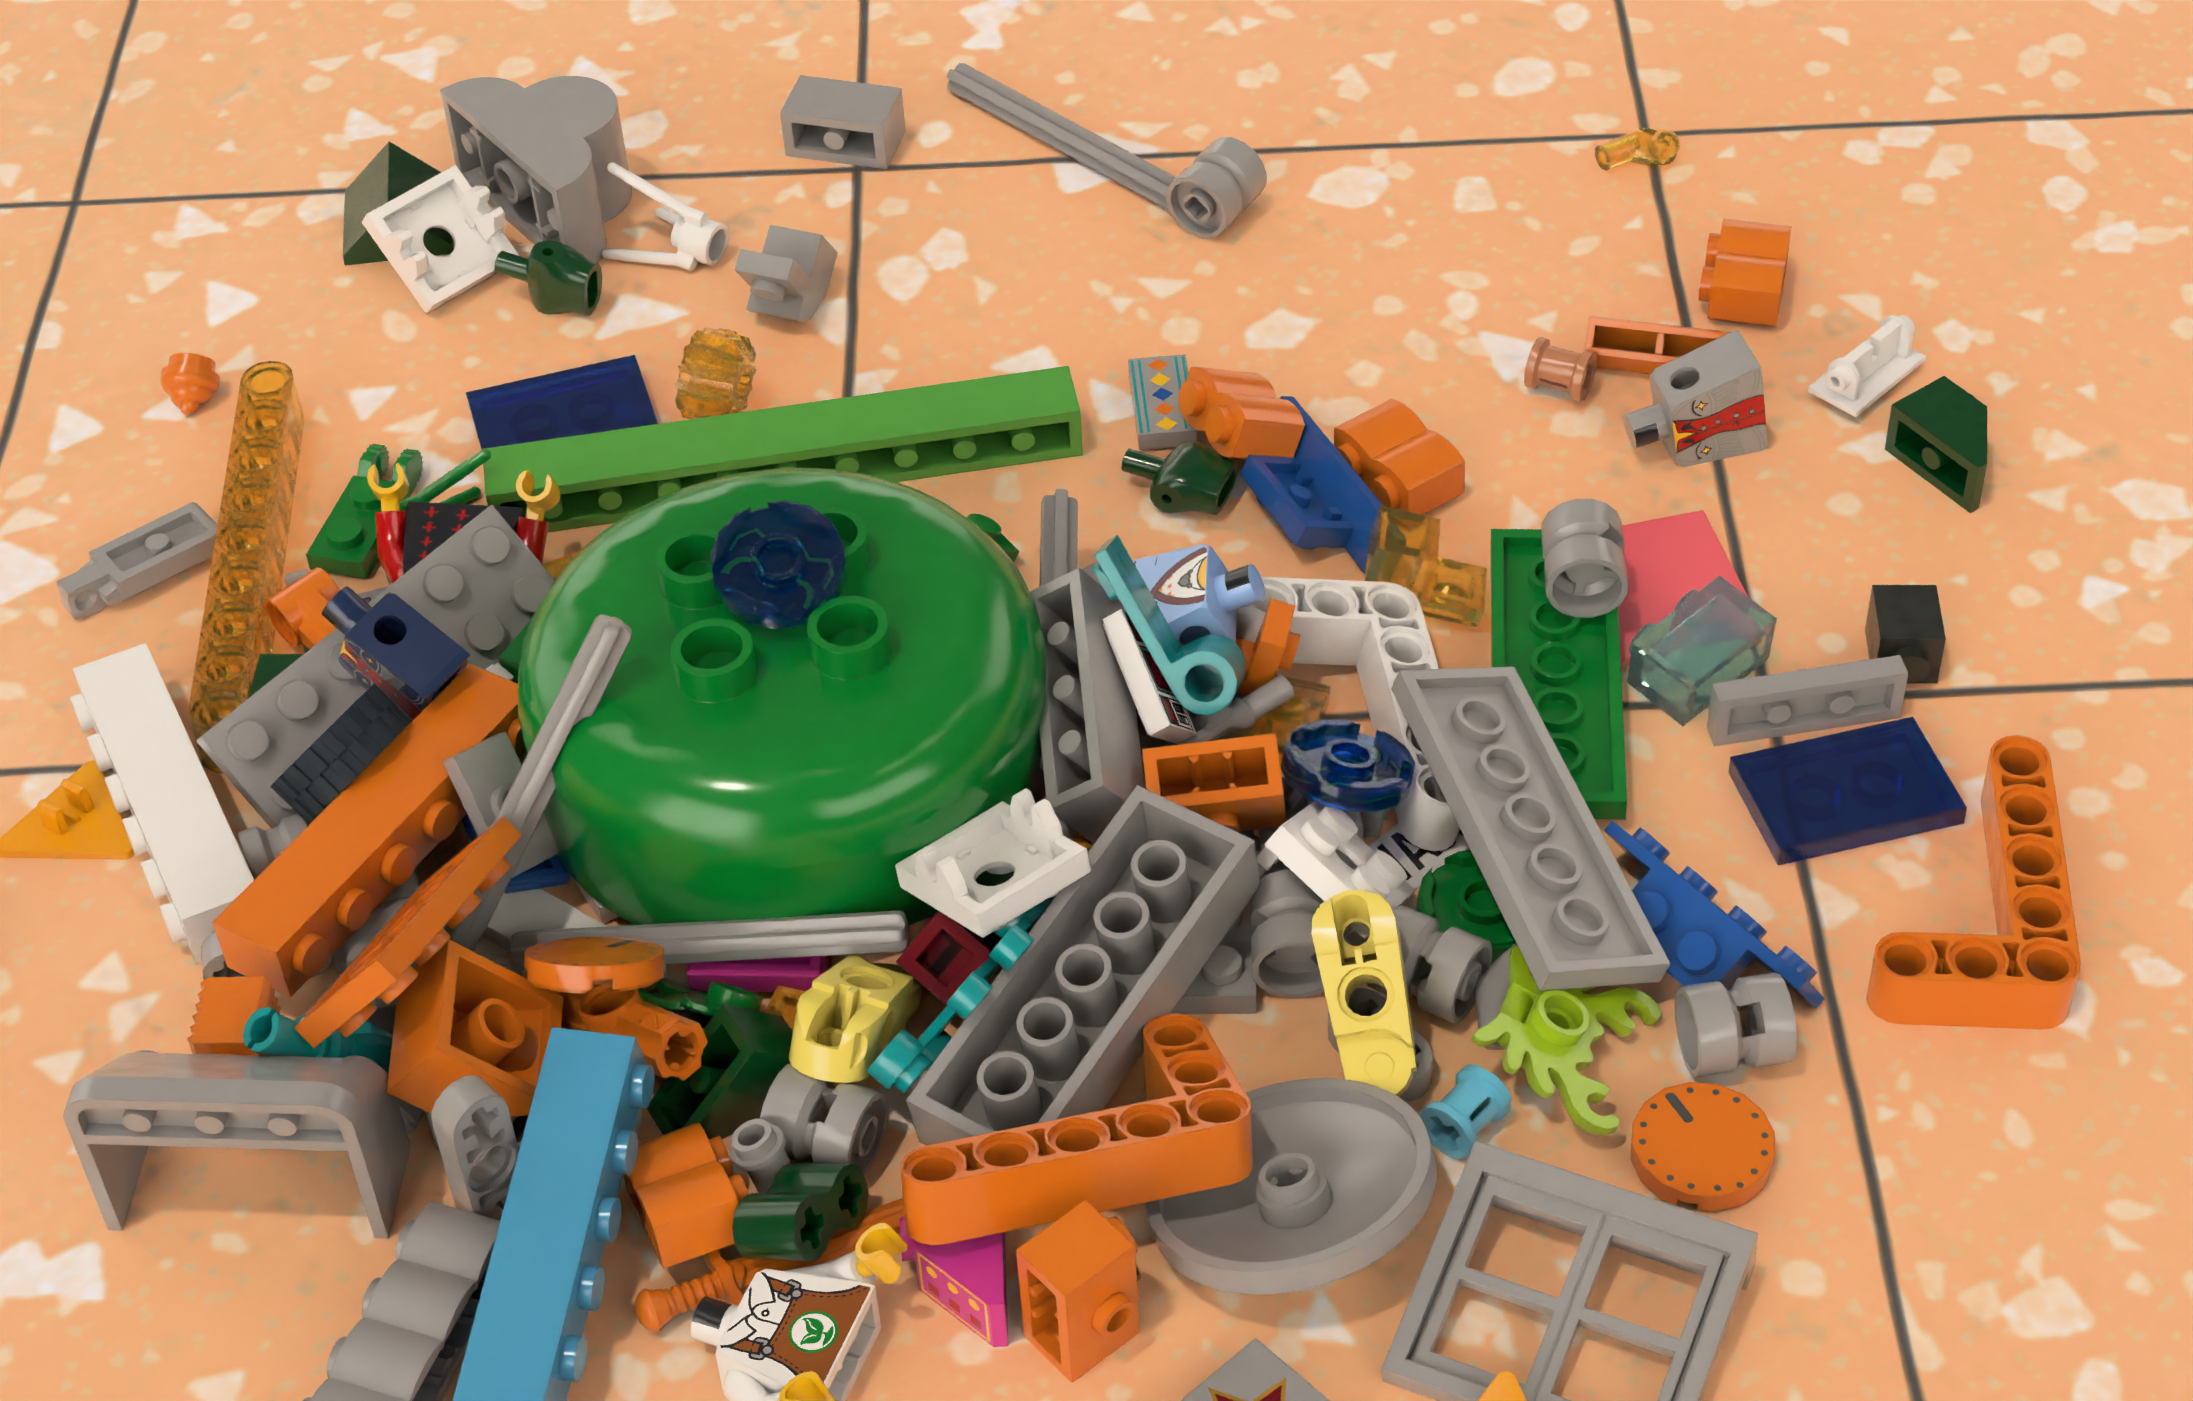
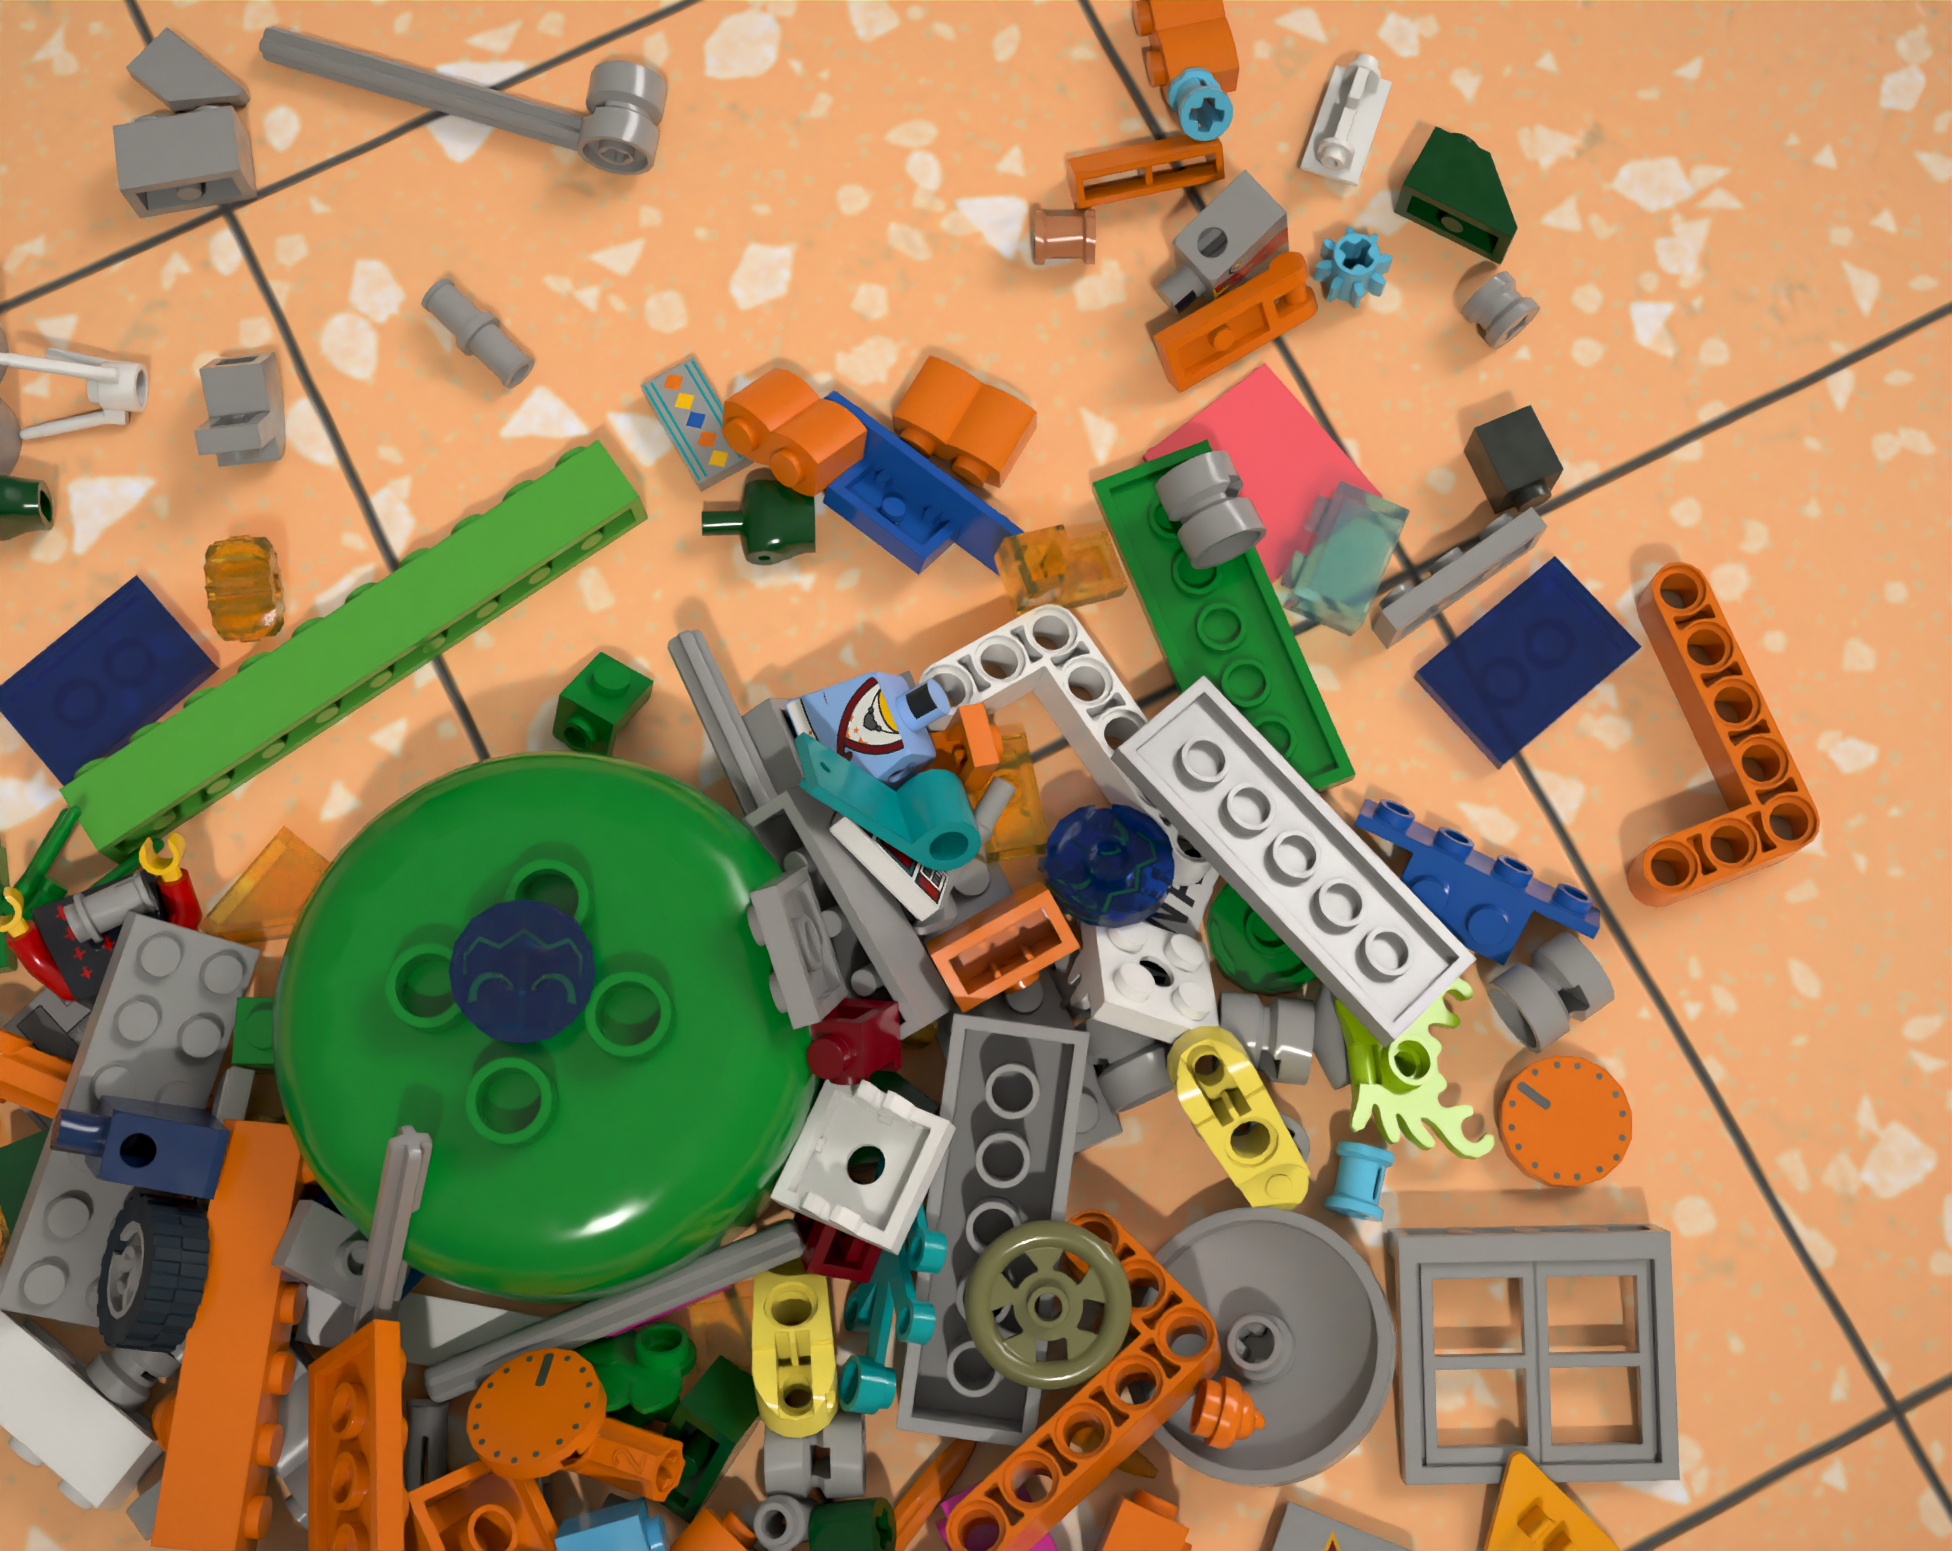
camera: 25 degrees left, 30 degrees up
(456, 509) = (108, 907): none -> light grey pin
(877, 68) = (183, 76): none -> light grey tile
(1012, 289) = (477, 333): none -> light grey pin
(1022, 655) = (793, 929): none -> light grey plate
(1039, 761) = (856, 1041): none -> dark red brick
(1122, 985) = (990, 1290): none -> olive plate
(1222, 1196) = (1223, 1413): none -> orange plate
(1686, 464) = (1237, 322): none -> orange plate
(1713, 311) = (1212, 114): none -> medium azure bush
(1818, 460) = (1340, 257): none -> medium azure gear
(1947, 528) = (1500, 310): none -> light grey wheel

